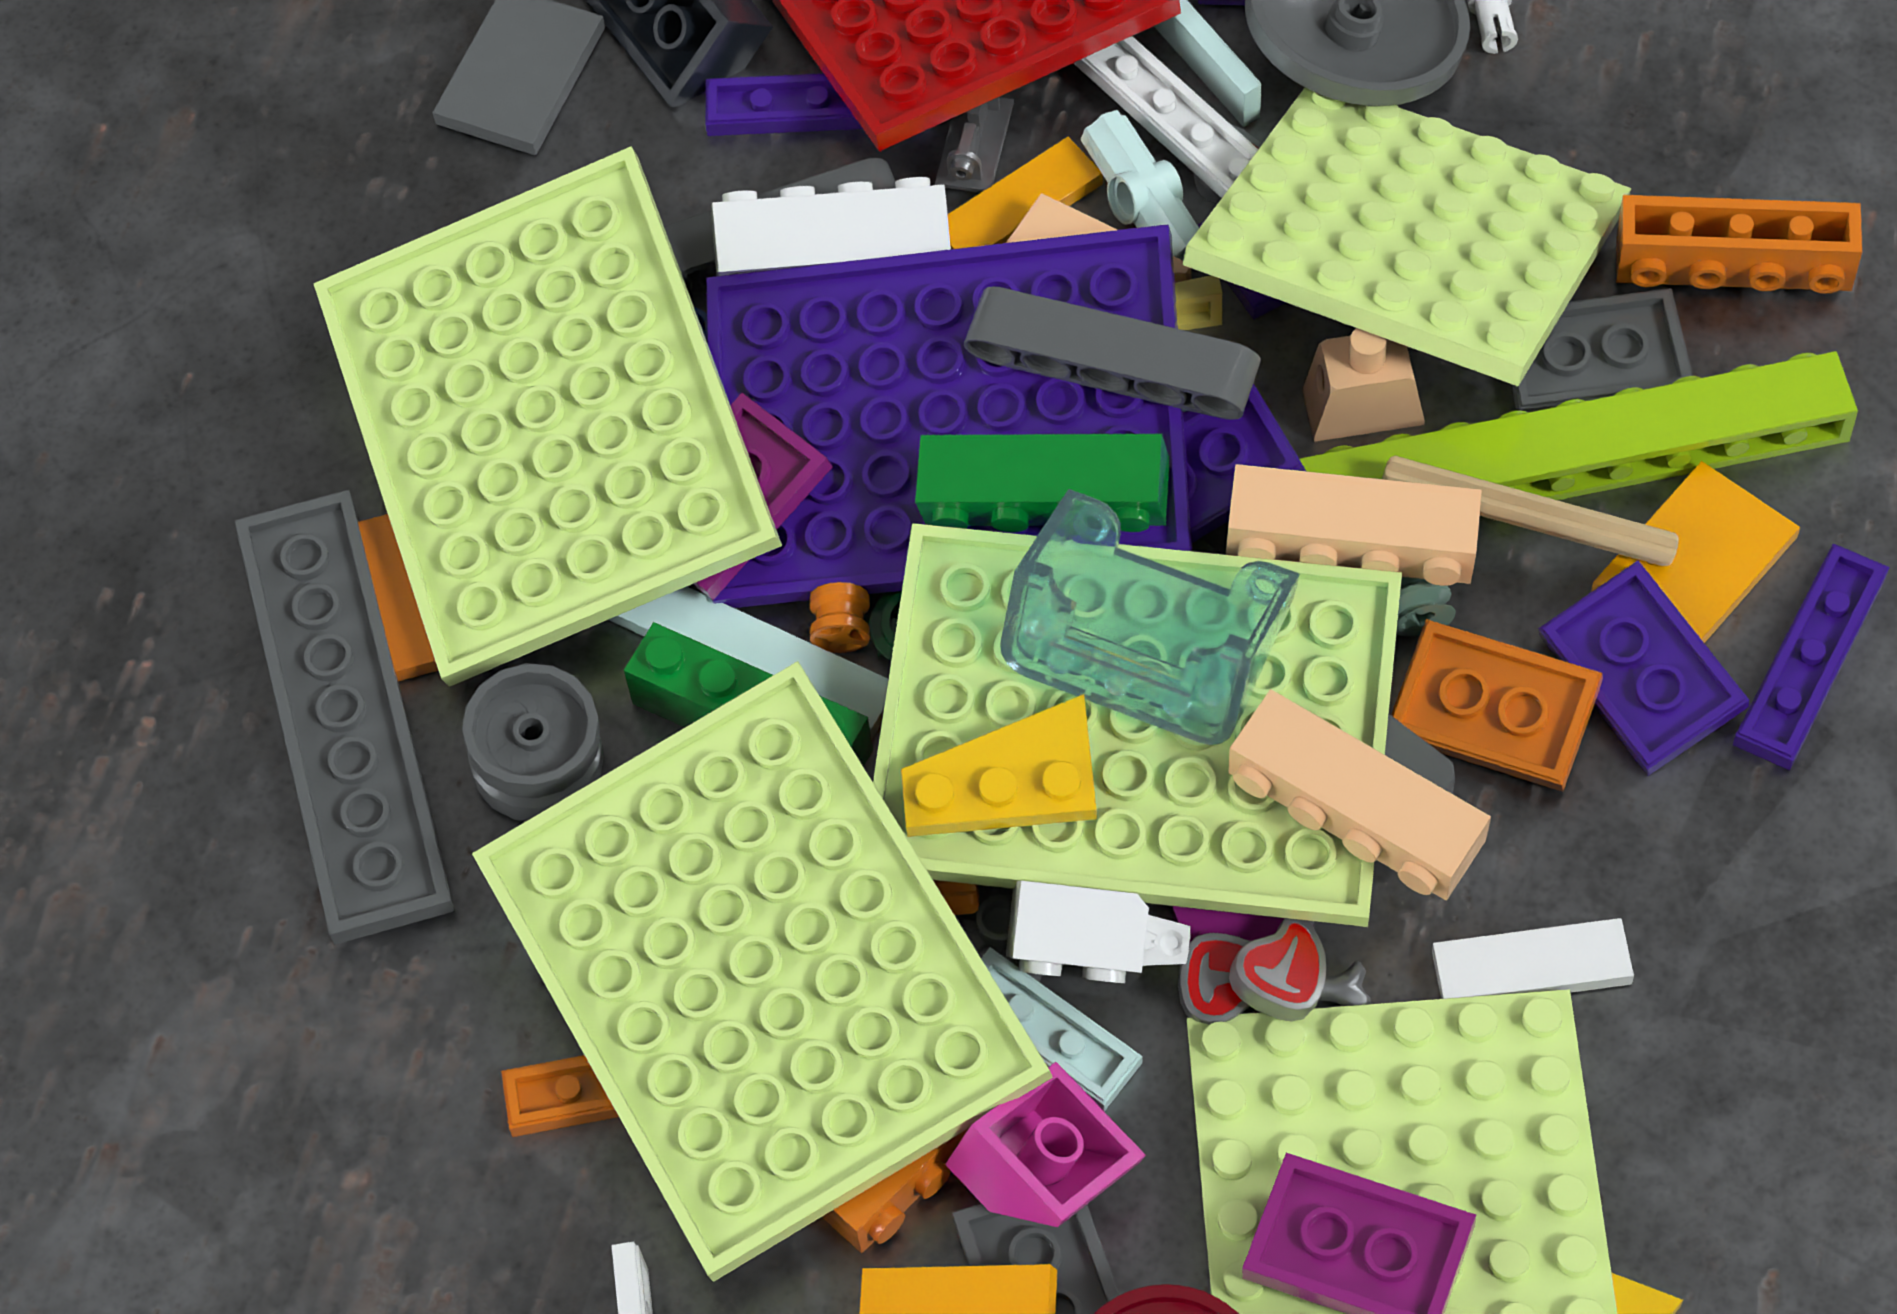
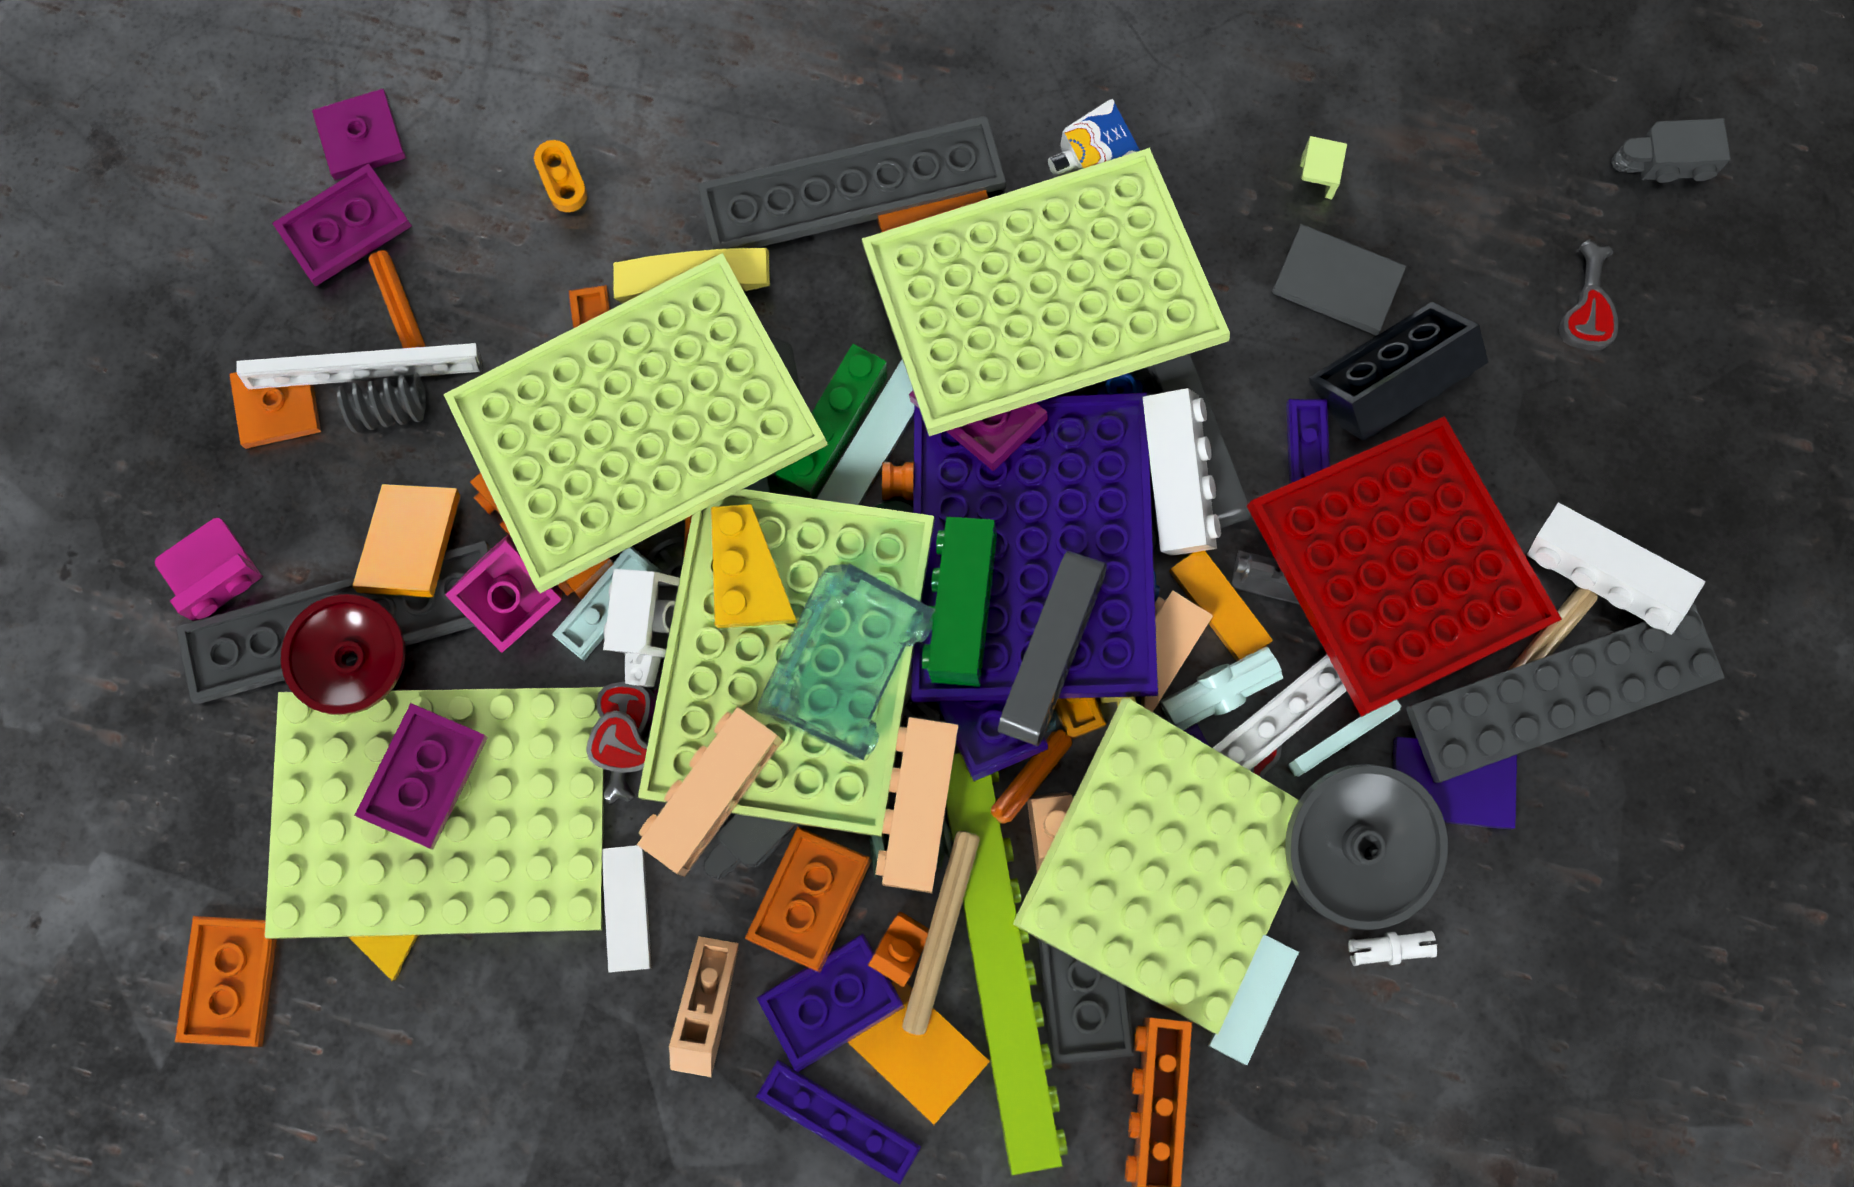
camera: 85 degrees right, 15 degrees up
(294, 372) = (1093, 140): none -> torso
(300, 1154) = (561, 178): none -> light orange plate
(340, 76) = (1323, 163): none -> yellowish green panel
(487, 948) = (642, 274): none -> light yellow slope
(531, 739) = (811, 272): dark grey wheel -> none
(1314, 421) = (1031, 777): none -> orange axle
(1552, 579) = (900, 949): none -> orange bracket
(1579, 148) = (1254, 1000): none -> light aqua tile
(1673, 833) = (703, 1007): none -> light nougat slope

